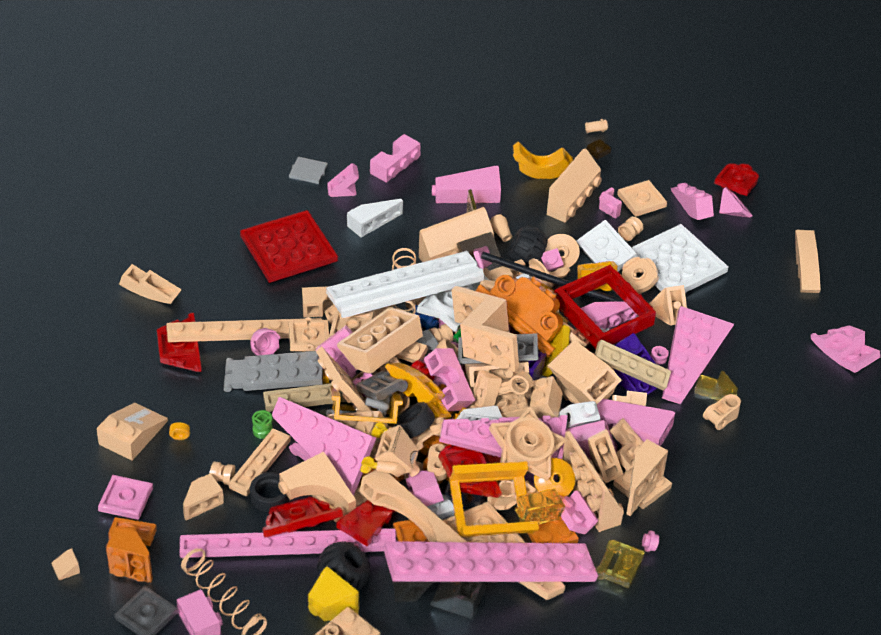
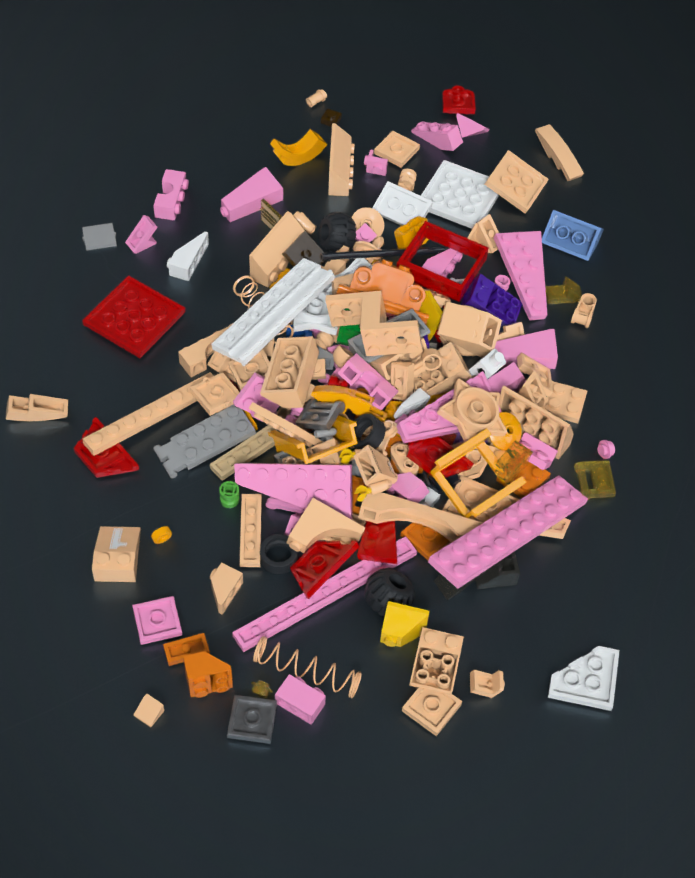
camera: 30 degrees left, 10 degrees up
(171, 592) = (261, 688): none -> clear yellow plate
(222, 473) = (222, 557): light nougat wheel -> none
(264, 341) = (179, 416): bright pink hair -> none
(480, 262) = (312, 255): bright pink slope -> none
(633, 365) = (498, 302): tan plate -> none
(641, 265) = (441, 210): light nougat plate -> none
(647, 472) = (571, 394): light nougat slope -> none
(739, 269) = (516, 181): none -> light nougat plate
(763, 339) = (571, 235): none -> medium blue slope
(847, 347) = (633, 215): bright pink slope -> none

